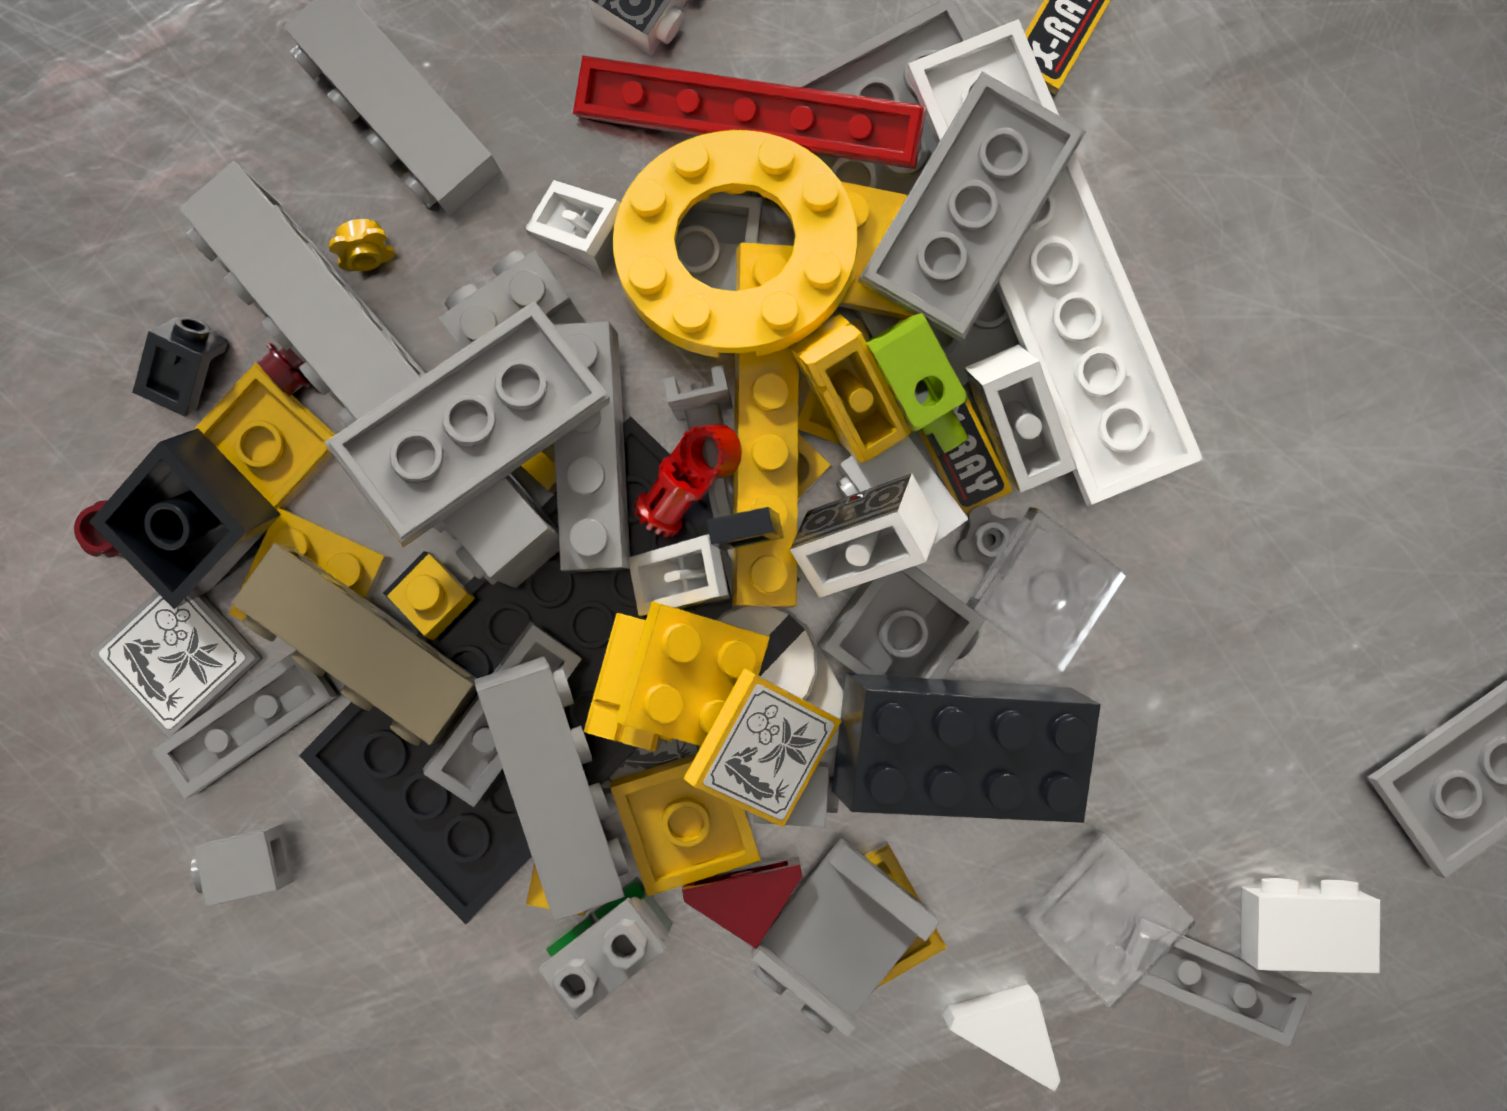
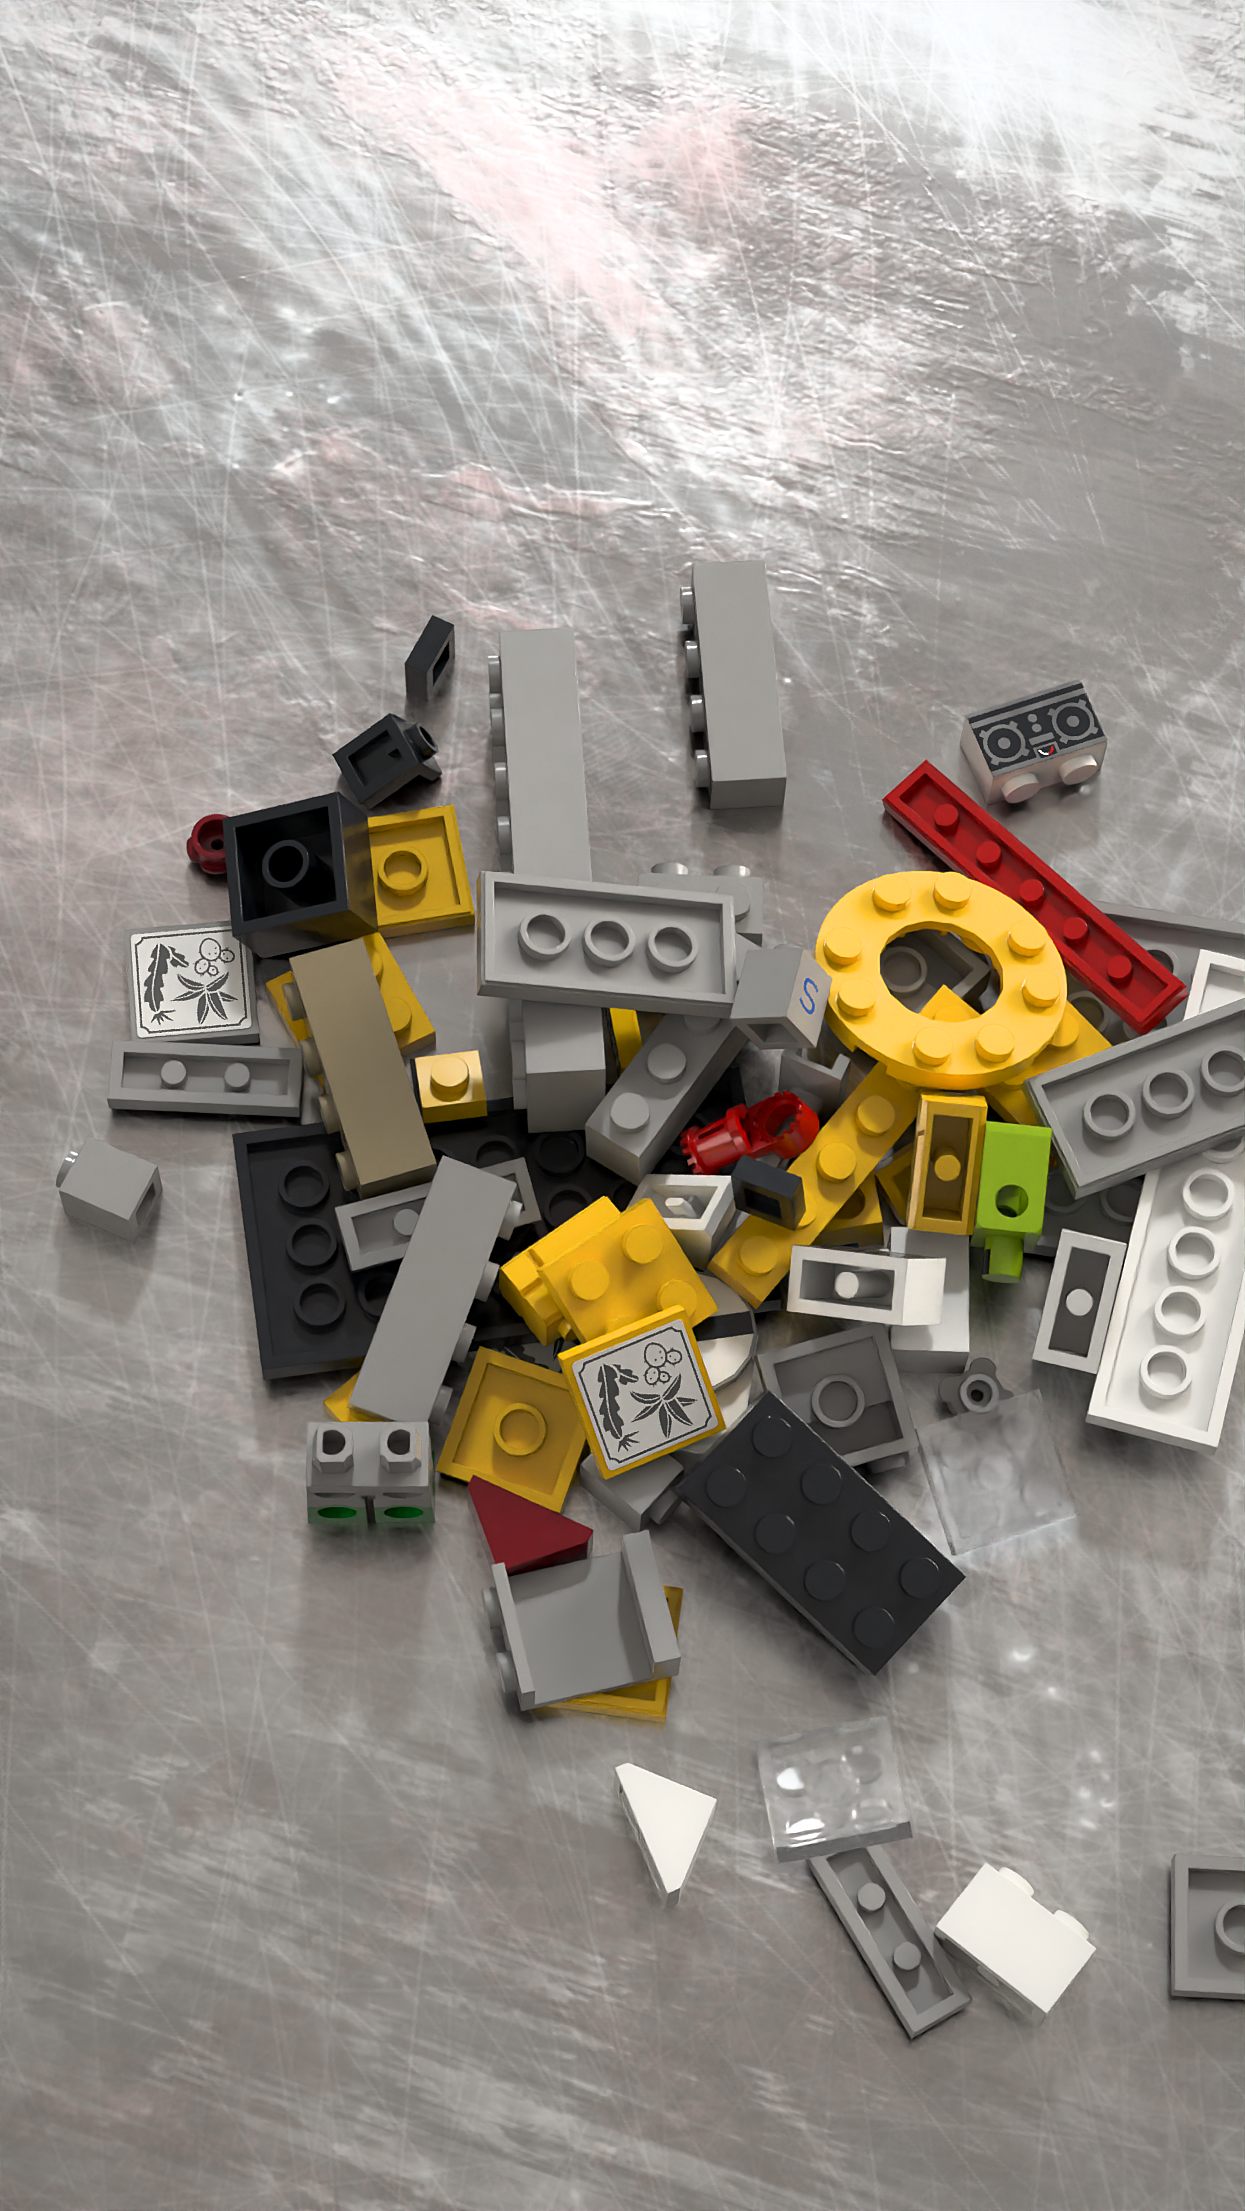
camera: 30 degrees right, 20 degrees down
(143, 256) = (430, 658): none -> black tile
(284, 369) = (476, 826): dark red plate -> none
(360, 245) = (617, 776): yellow plate -> none
(577, 224) = (811, 886): white slope -> none
(635, 359) = (781, 998): none -> light grey brick
(972, 468) = (1009, 1317): tile -> none

